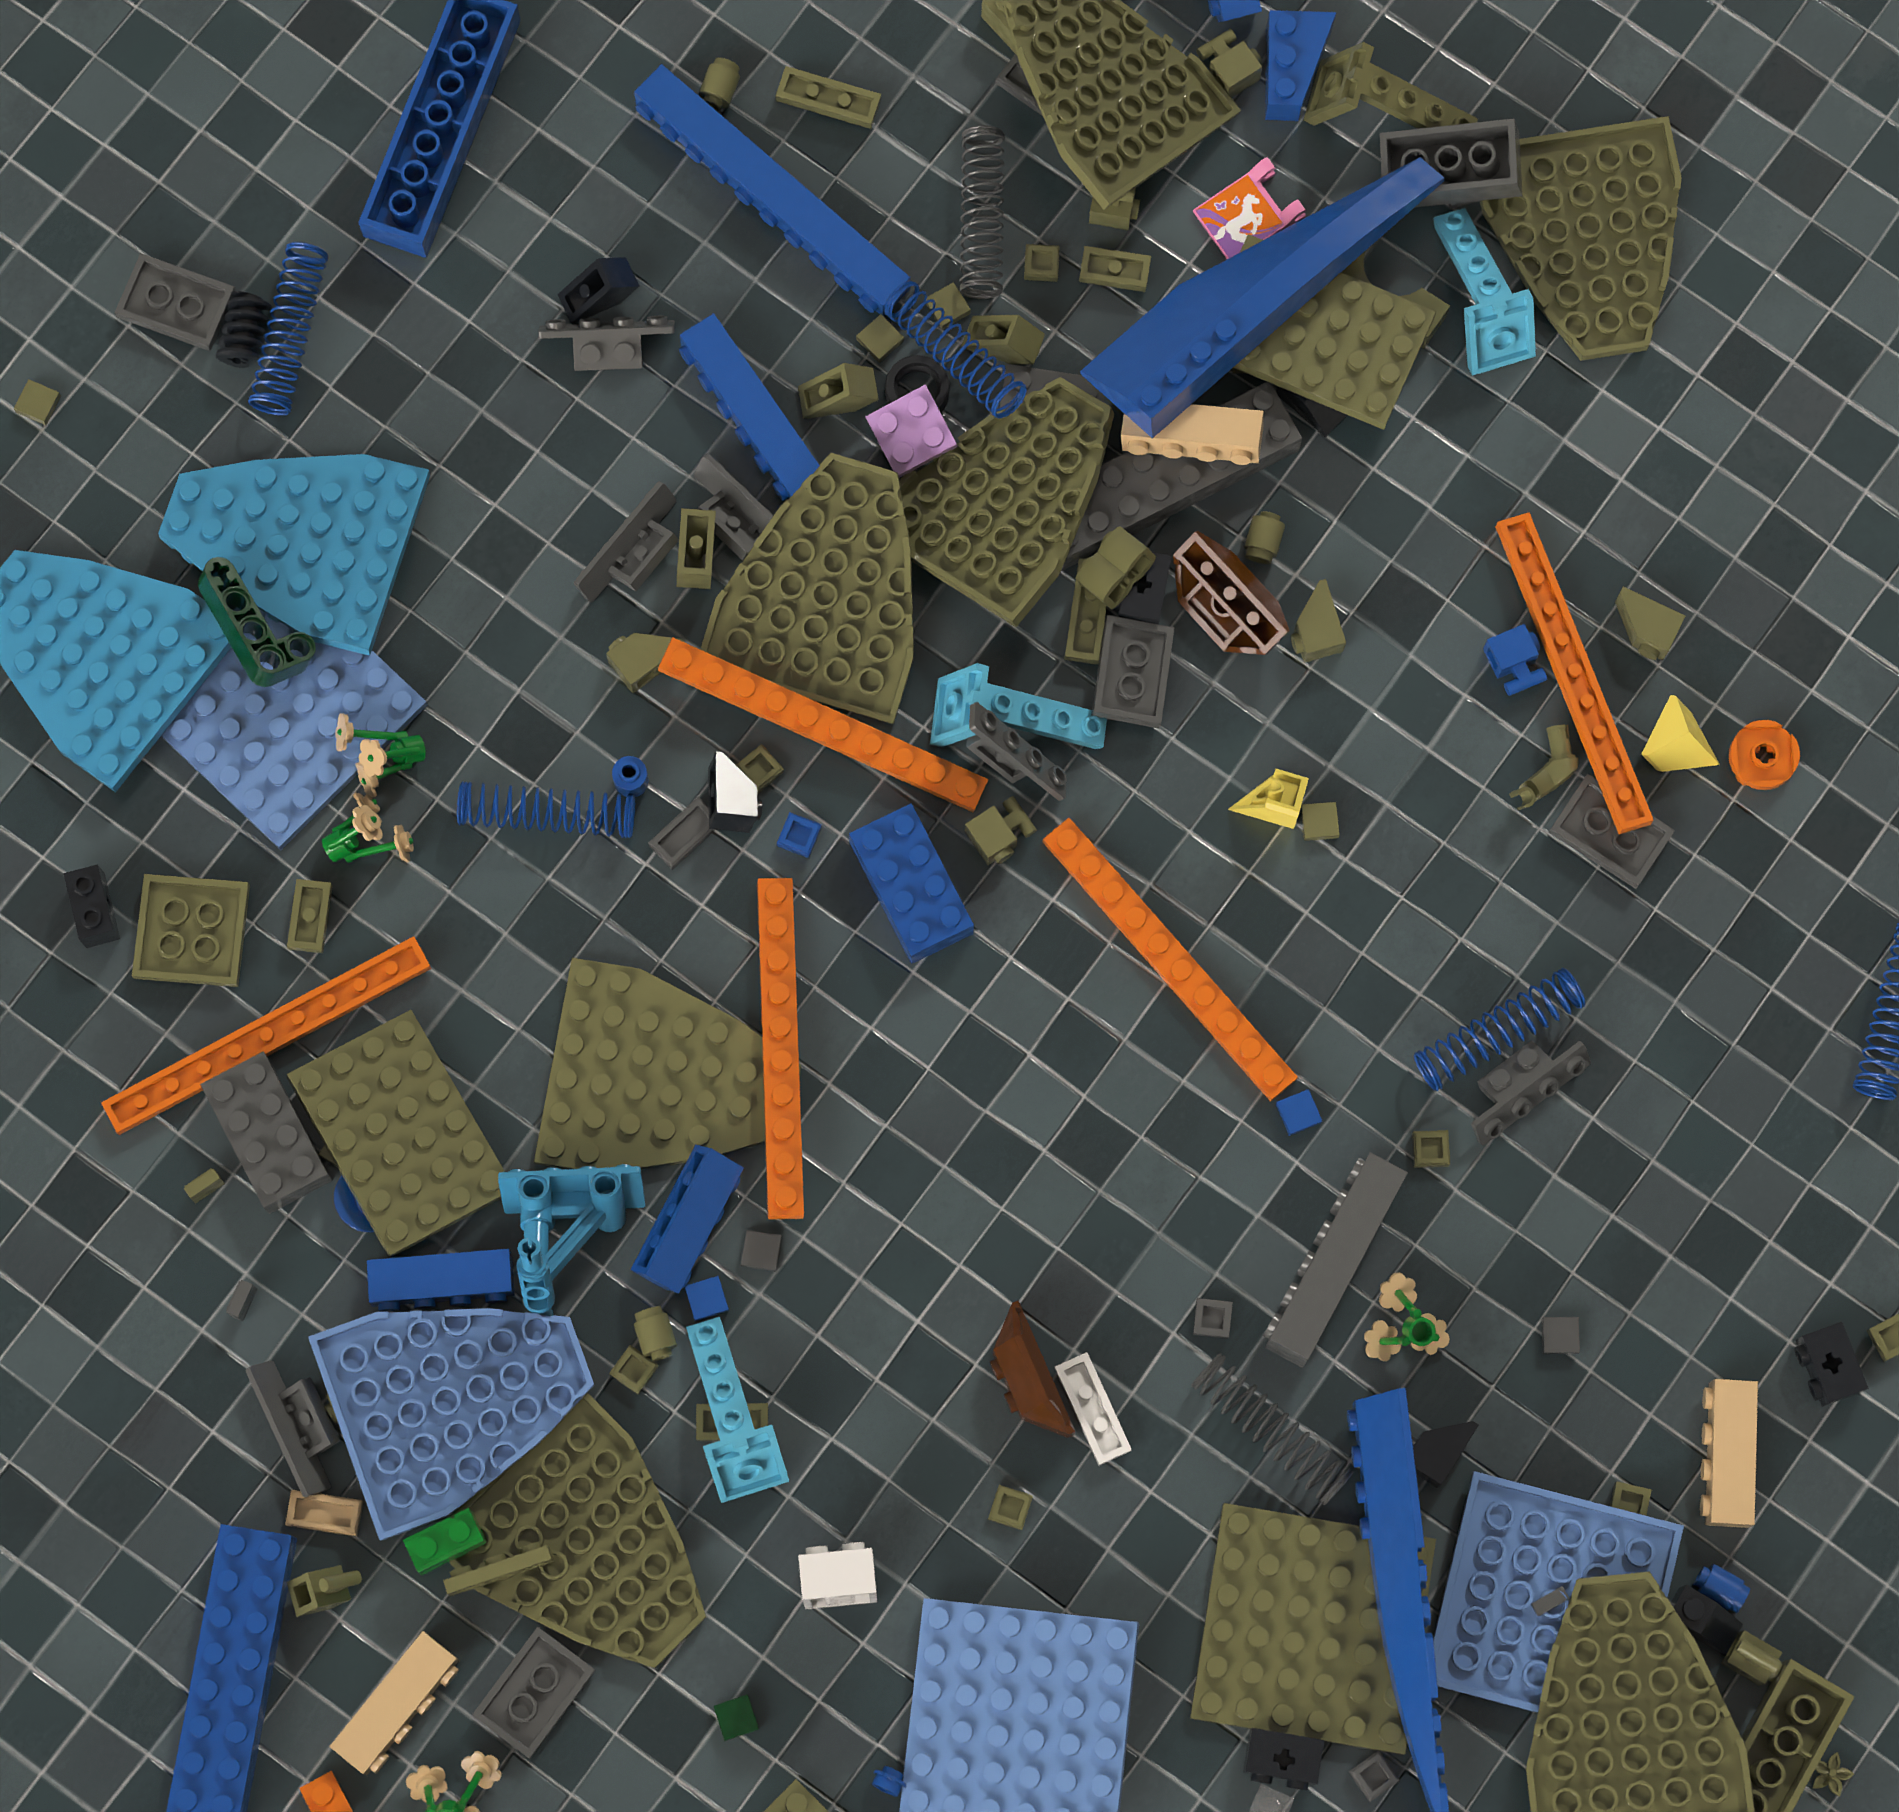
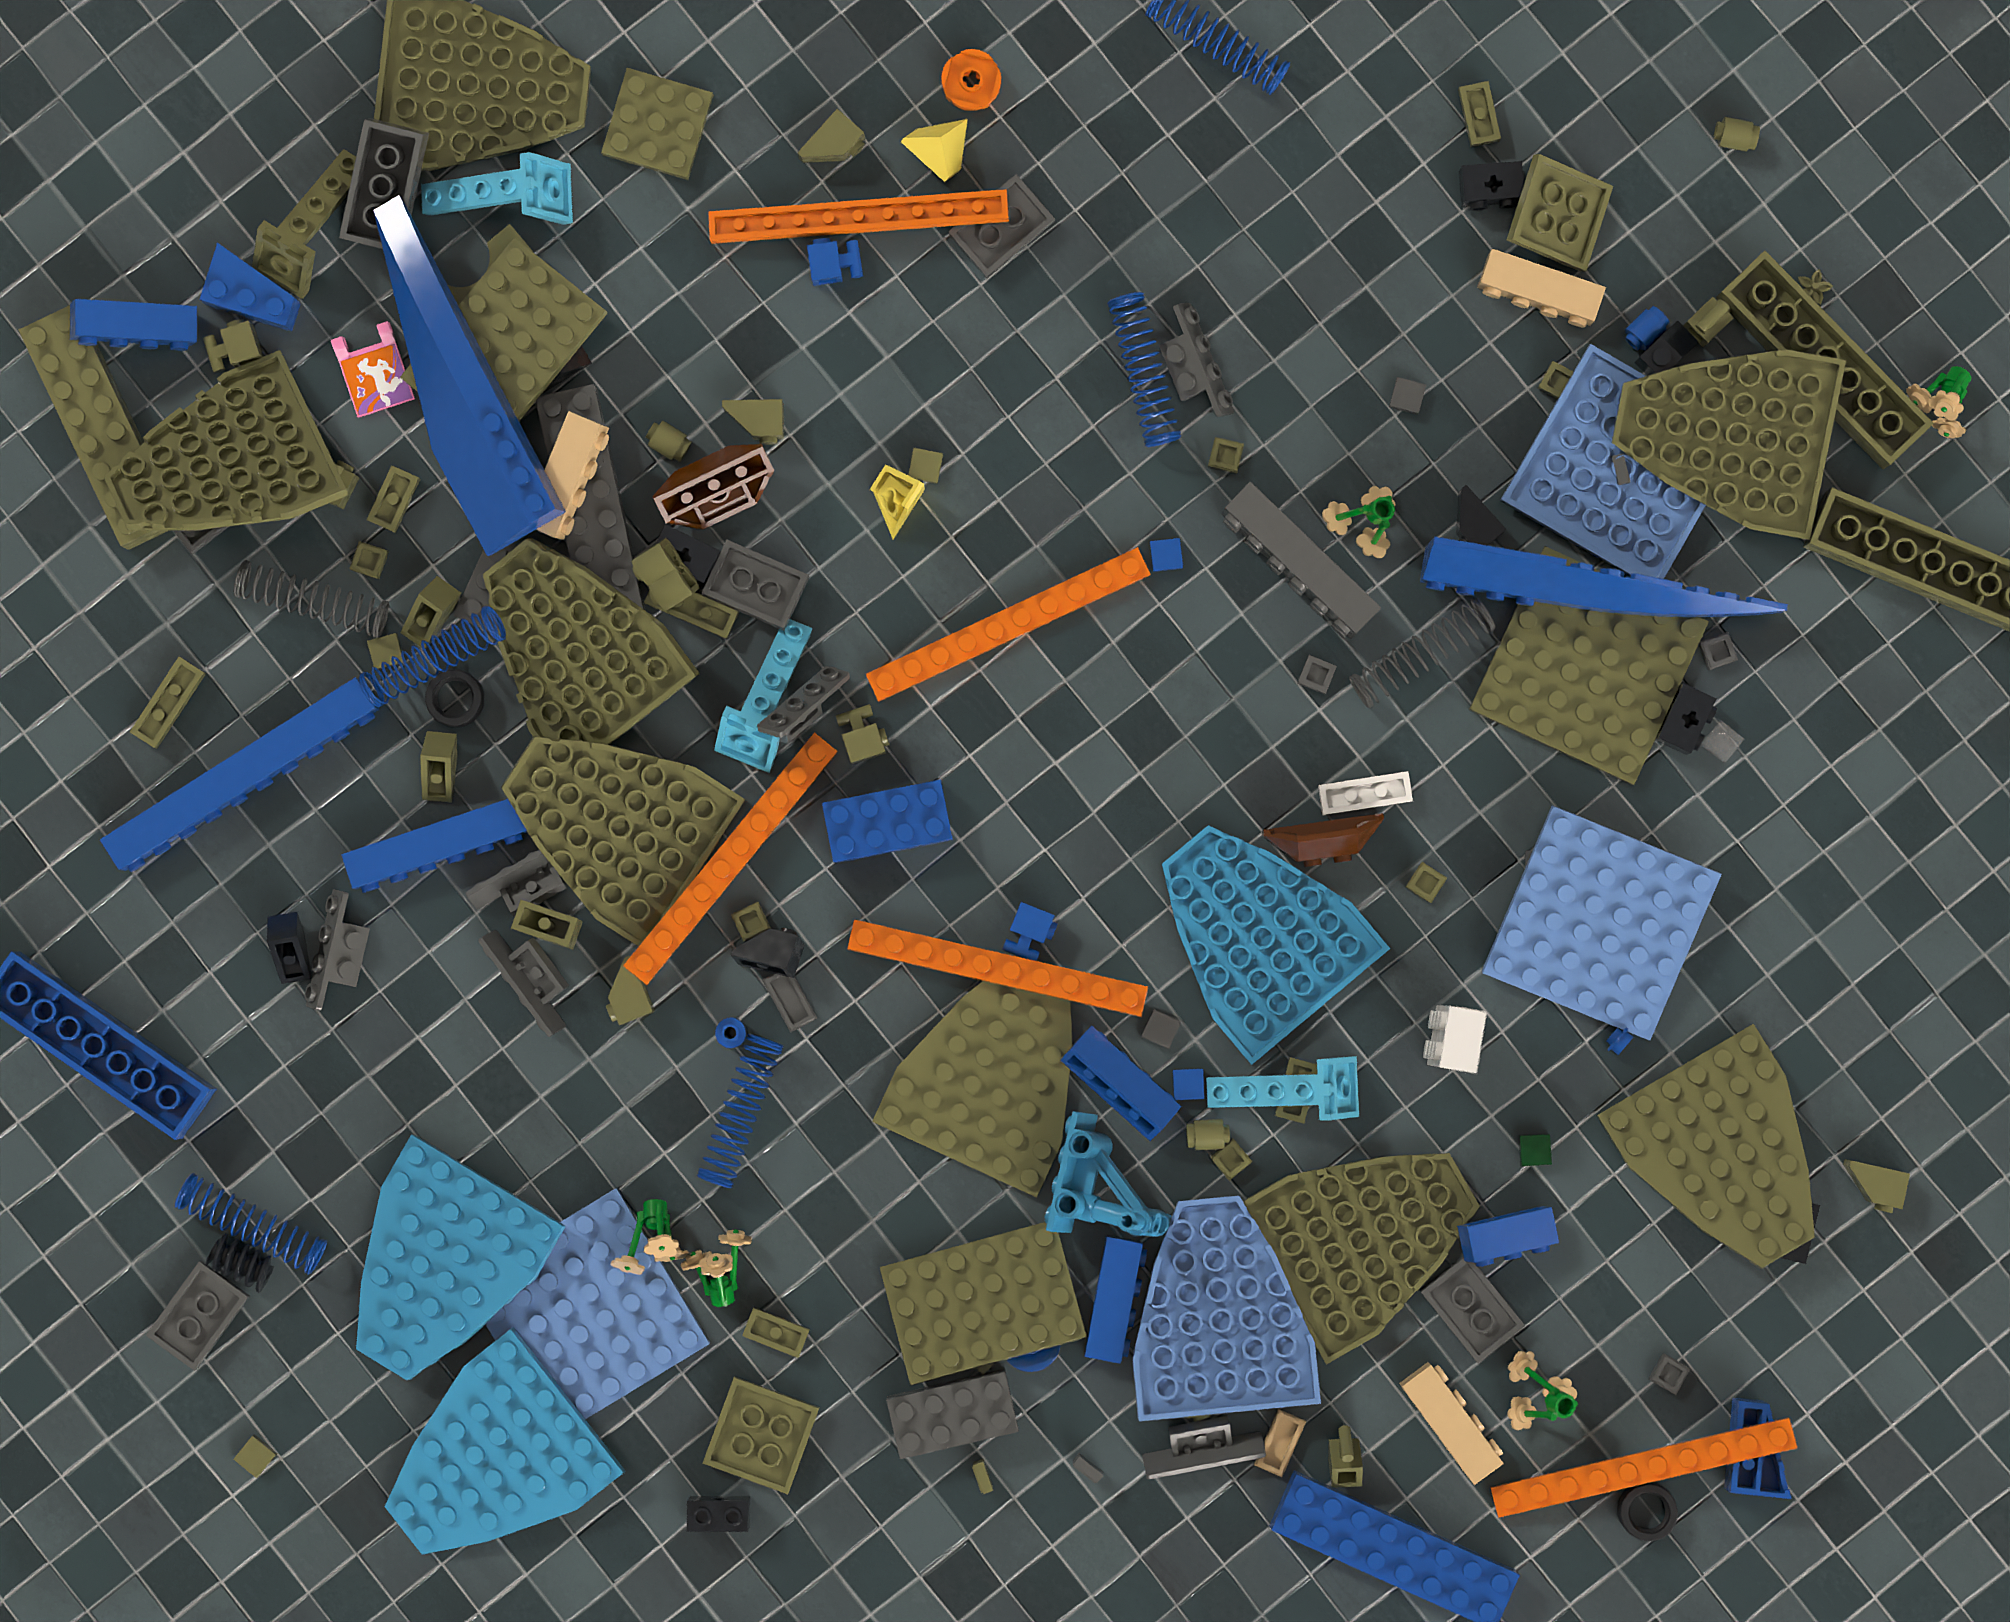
camera: 70 degrees left, 10 degrees up
(223, 586) = (510, 1319): dark green beam -> none
(267, 1034) = (868, 1393): orange plate -> none
(444, 1541) = (1335, 1350): green brick -> none
(498, 1568) = (1368, 1312): olive plate -> none
(628, 1709) = (1508, 1235): none -> blue brick
(720, 83) = (129, 793): olive brick -> none
(799, 835) = (817, 903): blue tile -> none
(839, 1073) = (1030, 924): none -> blue brick
(880, 338) = (399, 717): olive tile -> none
(895, 1337) = (1262, 937): none -> dark azure wing
(911, 431) = (494, 713): lavender plate -> none
(1553, 773) = (939, 261): olive arm -> none
(1608, 435) = (657, 123): none -> olive plate
(1823, 1449) = (1559, 212): none -> olive plate

